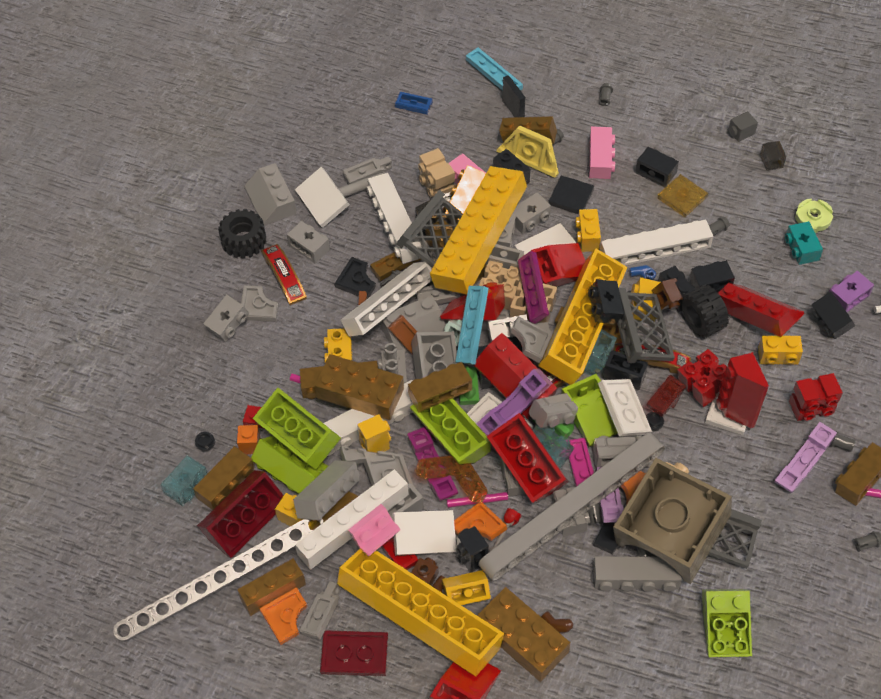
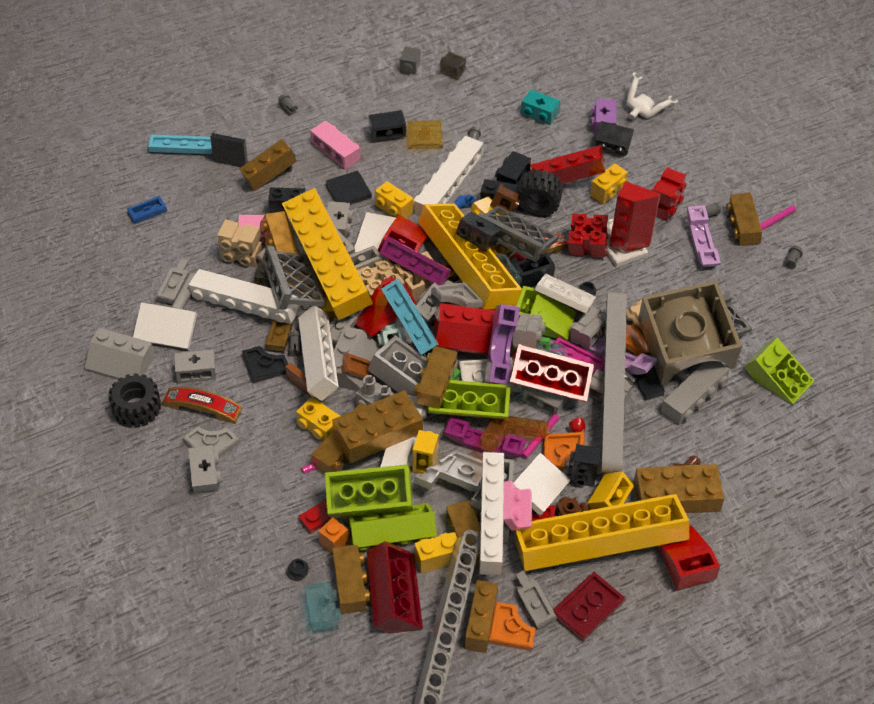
camera: 50 degrees left, 5 degrees down
(326, 490) = (450, 510): light grey brick -> none
(532, 150) = (285, 173): light yellow wing -> none
(666, 396) = (579, 265): clear red slope -> none
(818, 207) = (515, 84): yellowish green plate -> none

